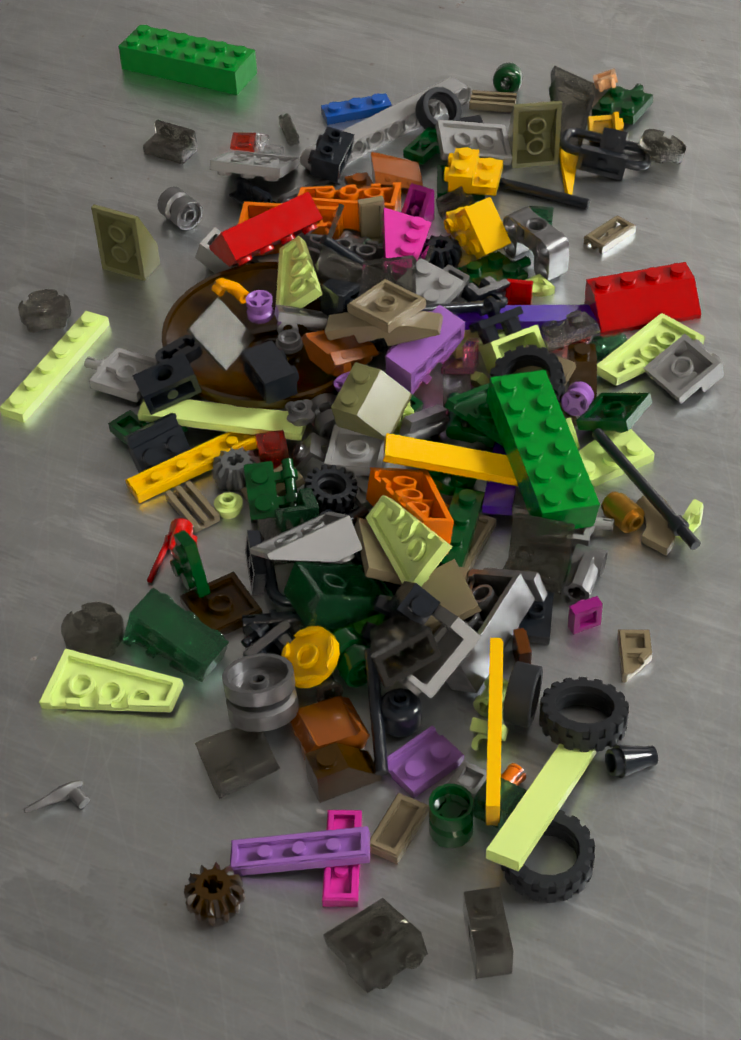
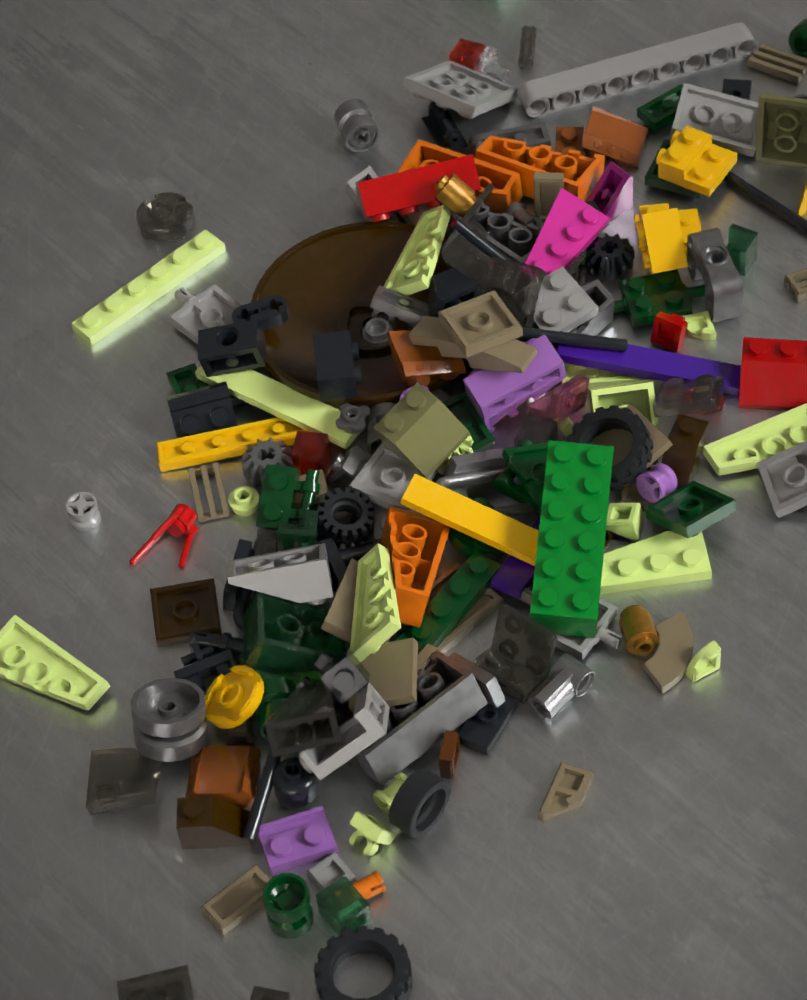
camera: 25 degrees right, 5 degrees up
(85, 550) = (77, 505): none -> light grey wheel
(100, 643) = (56, 616): clear smoke plate -> none
(124, 243) = (273, 163): olive slope -> none
(171, 142) = (390, 35): clear smoke bracket -> none
(175, 635) = (121, 632): clear green wedge -> none
(188, 564) = (164, 558): dark green plate -> none
(214, 893) = (39, 908): dark brown gear -> none
(220, 334) = (307, 305): clear smoke piece -> none
(234, 288) = (352, 248): light orange arm -> none
(259, 306) = (366, 279): medium lavender wheel -> none
(300, 851) = (136, 893): medium lavender tile -> none
(306, 224) = (455, 194): none -> pearl gold brick
(331, 154) = (545, 99): black brick -> none
(342, 882) = (174, 912): dark pink tile -> none
(355, 108) = (616, 36): blue plate -> none
(442, 94) = (715, 51): black tyre -> none
(453, 200) = (661, 192): clear smoke bracket -> none
(486, 288) = (633, 327): black hips -> none
(493, 778) = (361, 834): yellow tile -> none
(508, 319) = (595, 369): black hips -> none
(538, 807) = (383, 917): yellowish green tile -> none
(583, 735) = (471, 869): black tyre -> none
(585, 615) = (534, 735): magenta plate -> none
(607, 344) = (729, 422): clear green cone -> none
(627, 759) = (496, 905): black cone -> none
(676, 523) = (683, 661): black bar -> none

